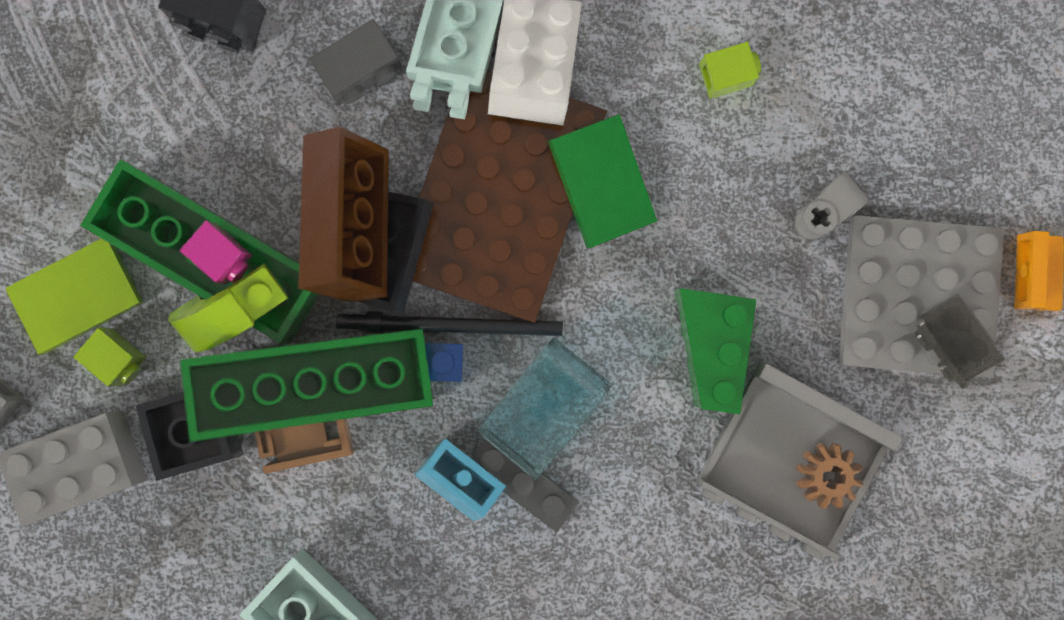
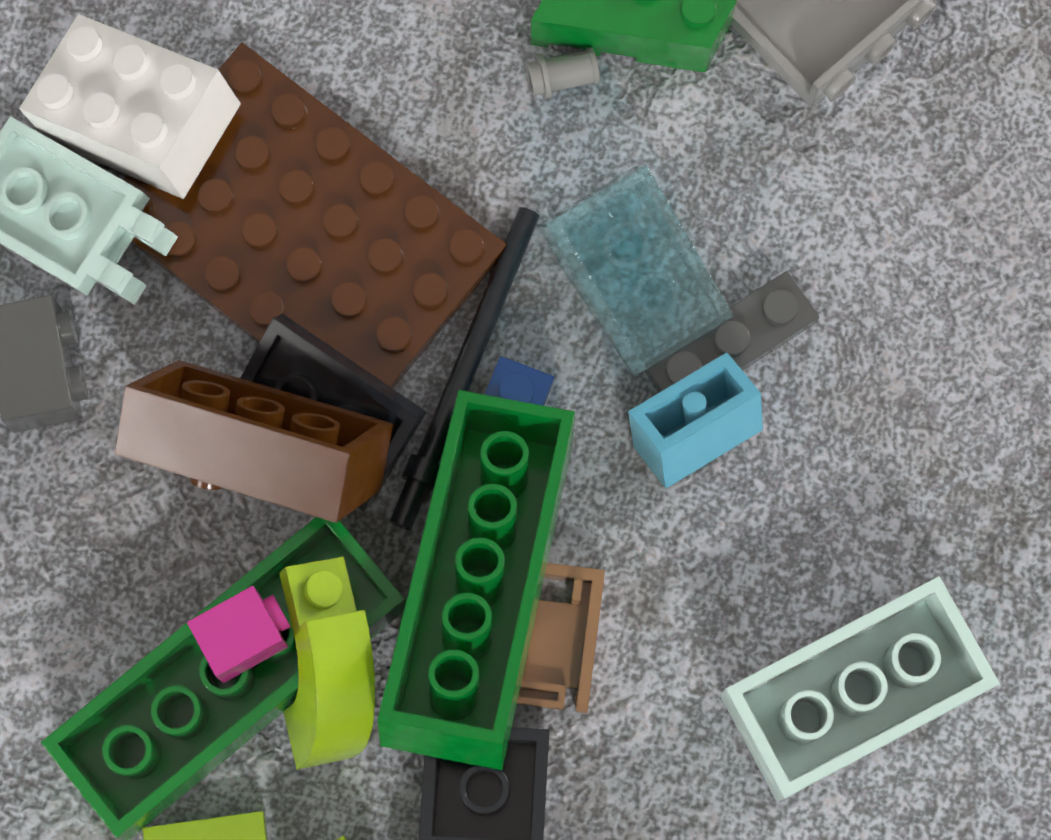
camera: 75 degrees left, 10 degrees down
(602, 181) = (341, 79): green tile -> none
(659, 317) = (562, 72): none -> light grey pin

